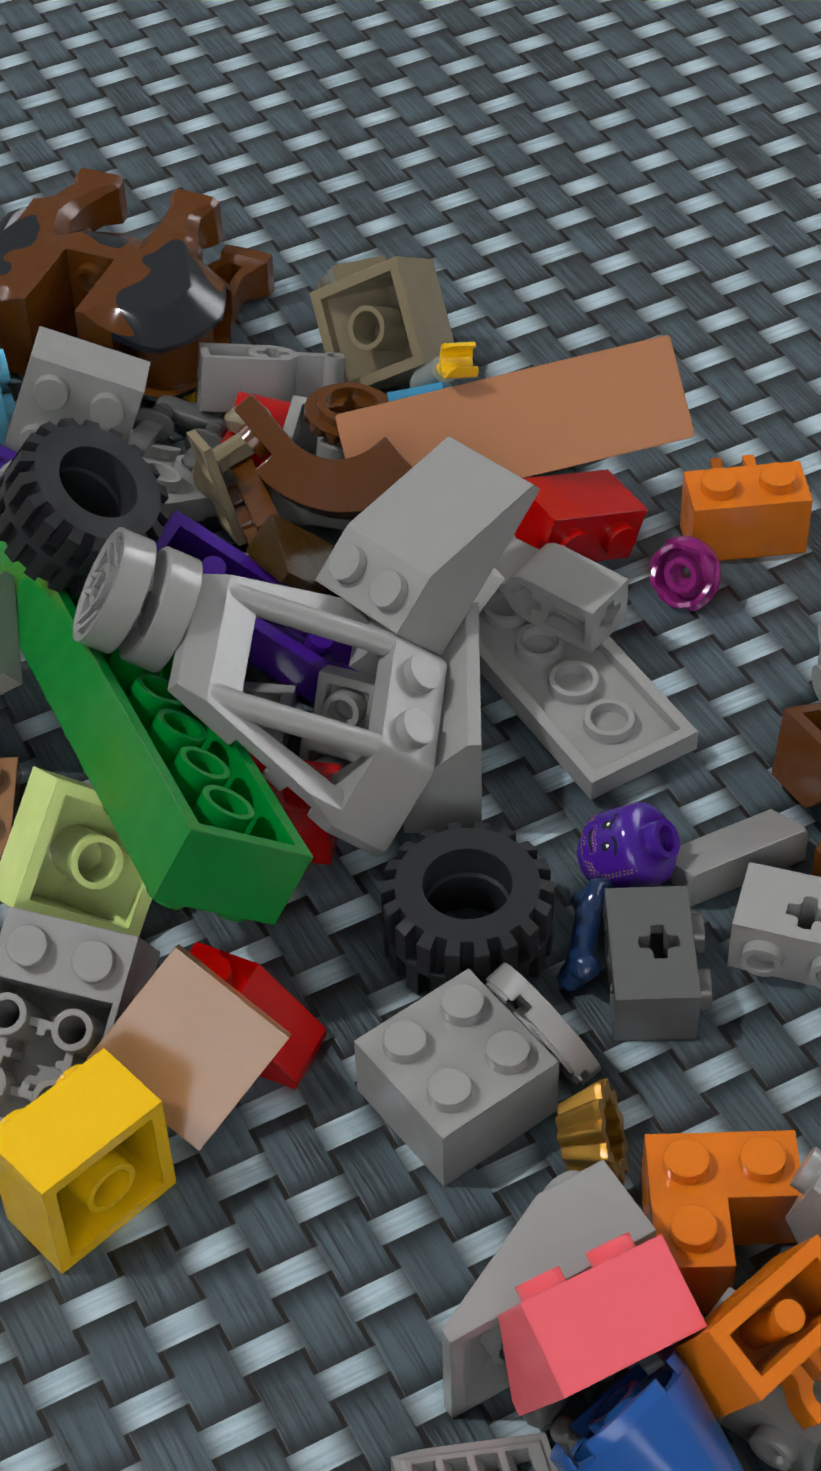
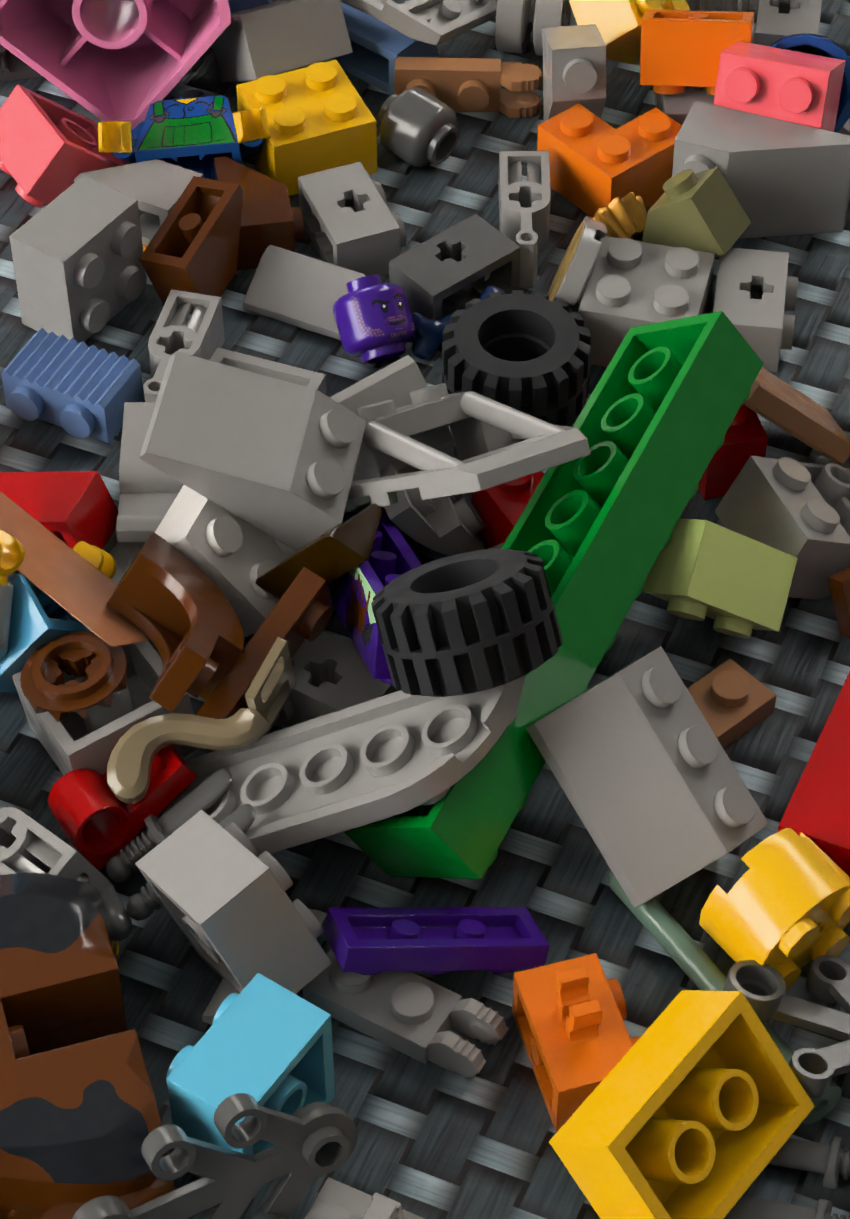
camera: 130 degrees left, 0 degrees up
(137, 600) = (535, 503): light grey wheel -> none
(377, 1172) = (753, 296): none -> light grey brick
(500, 1150) = (696, 213): none -> olive slope
(669, 577) = (34, 440): magenta plate -> none
(698, 1076) = (525, 206): none -> light grey piece
(732, 717) = (179, 333): none -> light grey piece
(737, 624) = (72, 385): none -> medium blue brick

